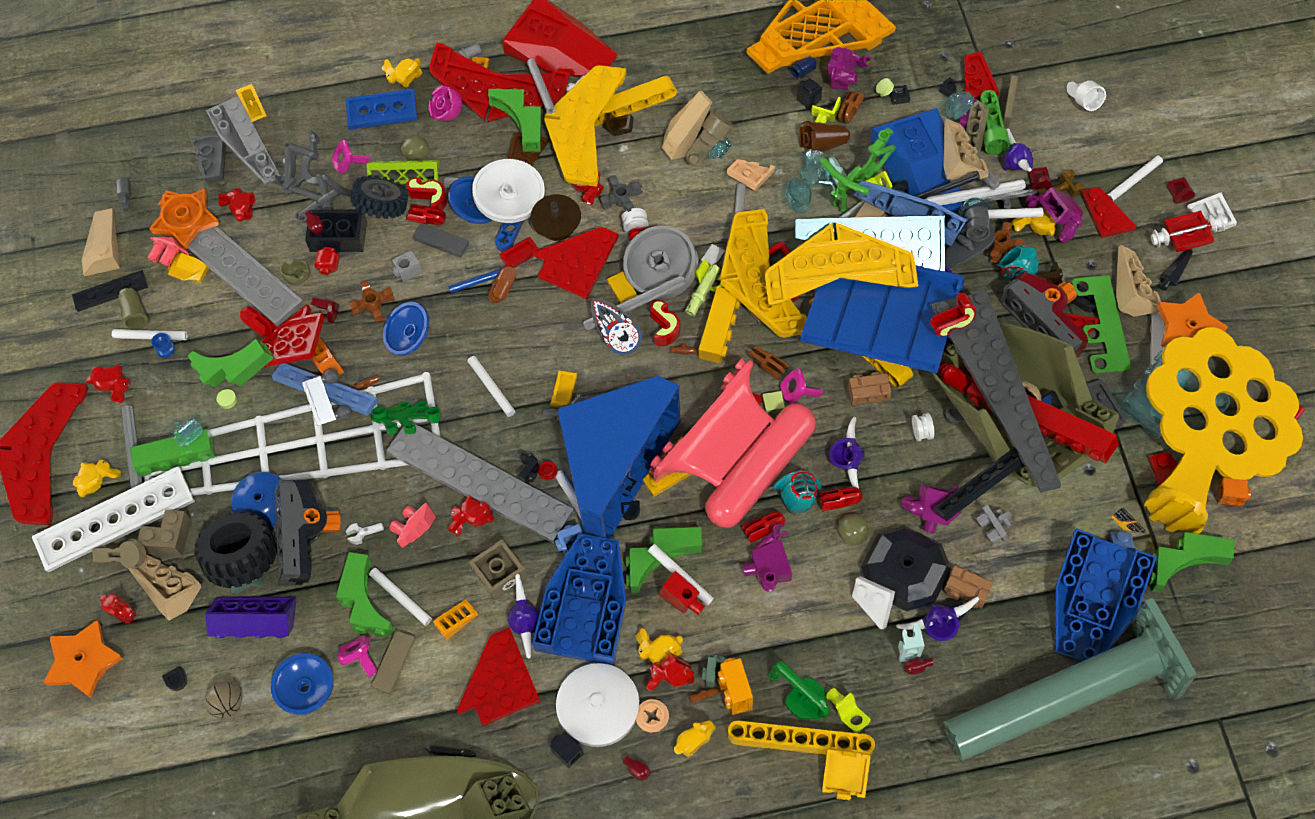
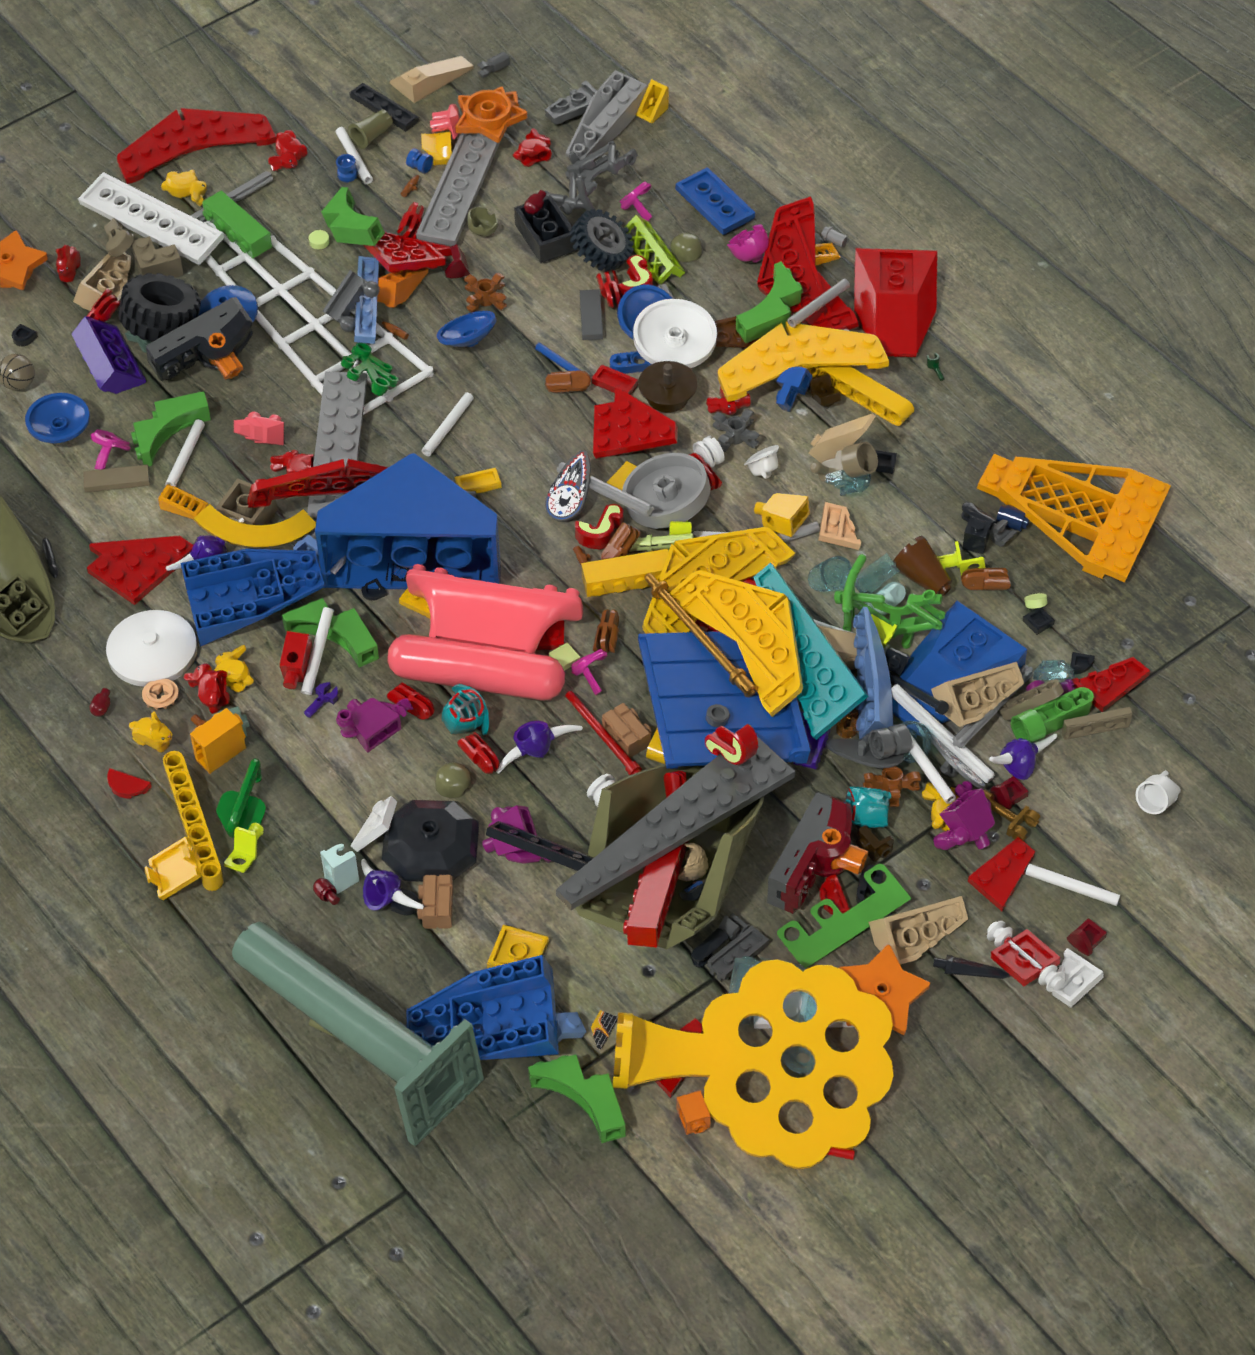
camera: 60 degrees right, 10 degrees down
(186, 431) = (257, 218): clear light blue door -> none
(190, 291) = (421, 161): none -> blue wheel
(200, 600) = (104, 306): none -> red arm
(214, 308) = (410, 186): none -> dark orange helmet
(326, 260) = (508, 238): red head -> none
(361, 532) = (236, 397): white bar -> none
(404, 72) = (771, 197): yellow animal -> none
(406, 259) = (541, 300): light grey brick -> none
(531, 491) = (324, 479): none -> red wing
(536, 573) = (254, 535): none -> yellow tile
(566, 749) = (91, 640): black brick -> none
(604, 137) = (792, 381): none -> blue brick
(629, 48) = (934, 364): none -> dark green hand
(662, 189) = (763, 462): none -> white piece
(694, 317) = (621, 542): none -> dark orange arm
(722, 199) = (783, 512): none -> yellow torso
(722, 592) = (322, 698): none -> dark purple bar
(733, 781) = (126, 785): none -> red tile
(789, 87) = (998, 532): none -> piece
(842, 67) = (1032, 548): magenta torso -> none
(873, 291) = (737, 676): none -> pearl gold bar
(904, 319) = (717, 715): none -> dark grey tile
(904, 400) = (631, 766): none -> red bar
(988, 517) = (528, 900): light grey hips -> none
(1036, 550) = (516, 945): none -> yellow tile

